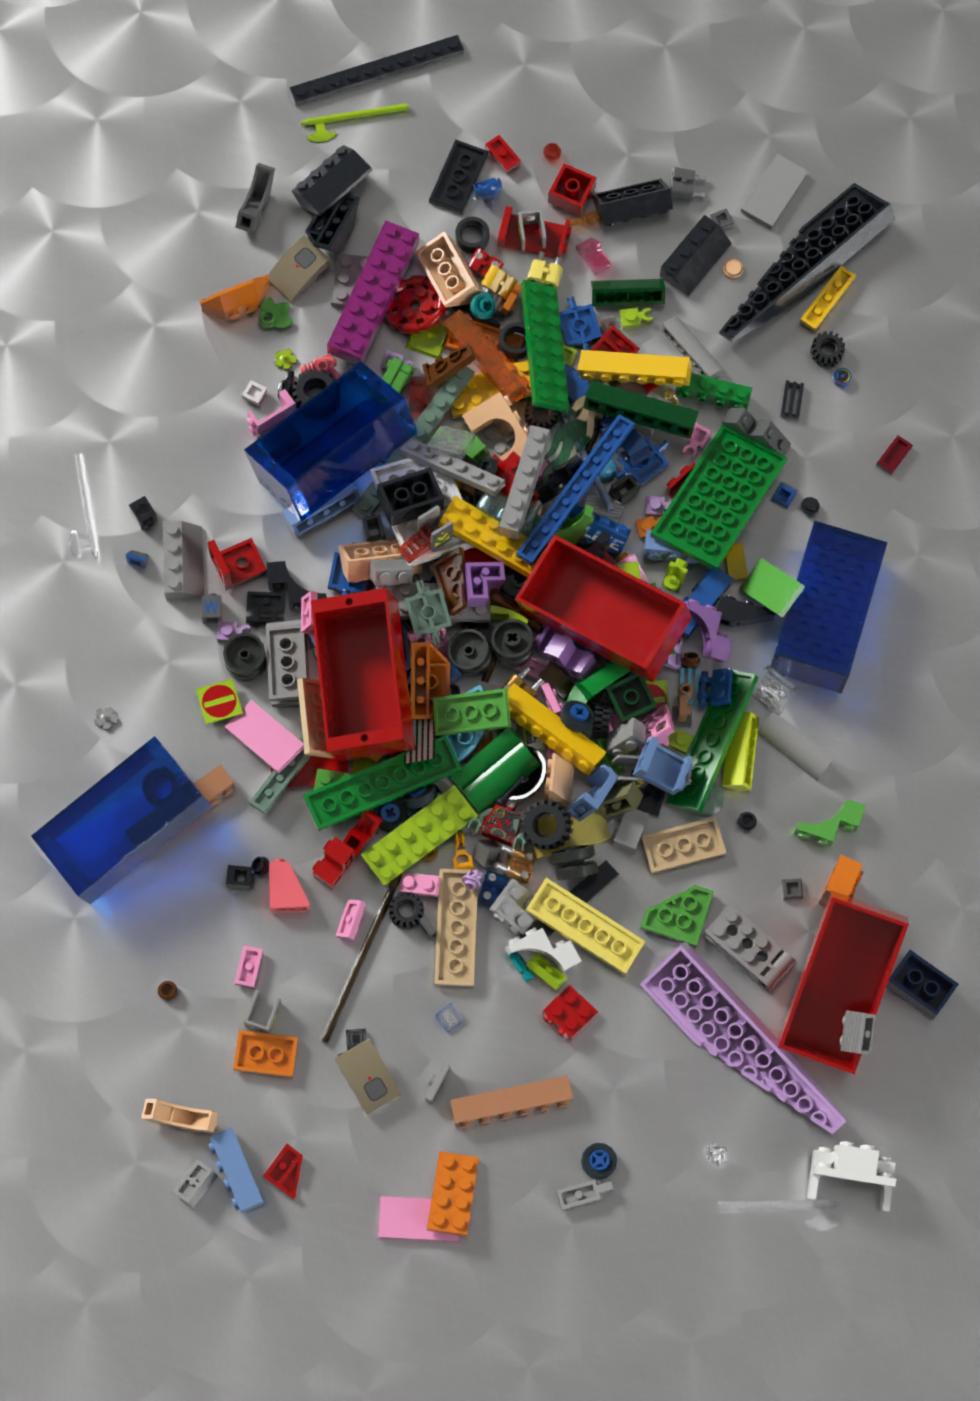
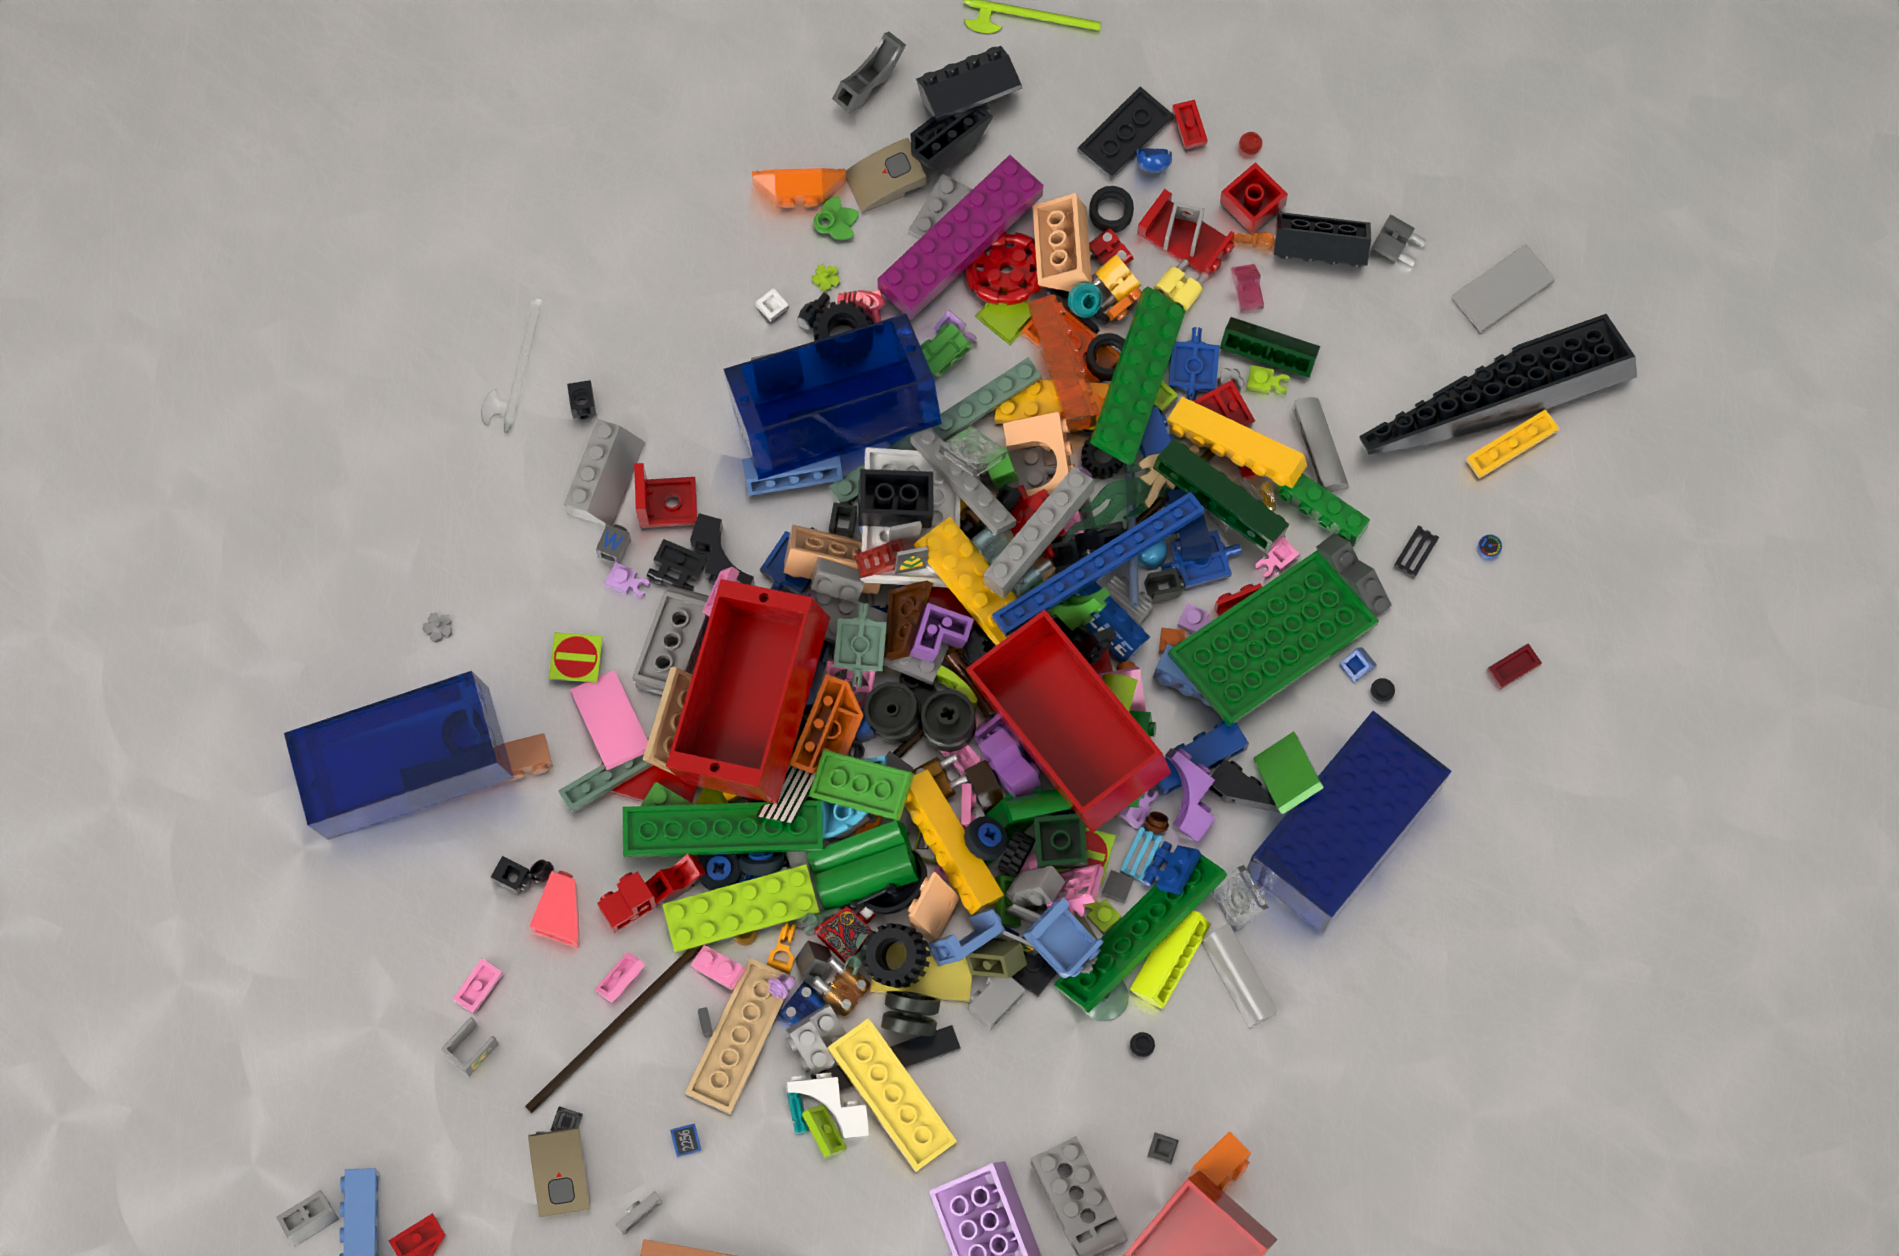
camera: 25 degrees right, 0 degrees up
(137, 558) = (552, 450): blue slope -> none
(167, 990) = (372, 977): reddish brown plate -> none
(179, 1116) = (321, 1131): light nougat arch -> none
(235, 657) = (637, 608): pearl dark grey wheel -> none
(265, 1053) = (453, 1097): orange plate -> none
(287, 407) = (778, 344): bright pink panel -> none
(406, 898) = (682, 978): black tyre -> none
(418, 394) = (966, 376): clear red slope -> none
(449, 366) = (1011, 358): reddish brown wing -> none
(569, 1013) = (830, 1191): red plate -> none
(675, 575) = (1179, 713): lime hips -> none
(680, 915) = (1012, 1127): bright green plate -> none
(683, 845) = (1052, 1043): tan plate -> none
(684, 708) = (1122, 875): medium nougat plate -> none
(695, 256) = (1371, 332): black slope -> none
(723, 219) = (1423, 300): dark grey tile -> none
(733, 268) = (1412, 365): light nougat piece -> none
(736, 562) = (1263, 725): yellow tile -> none
(824, 833) = (1231, 1095): bright green arch -> none
(826, 358) = (1480, 518): black tyre -> none

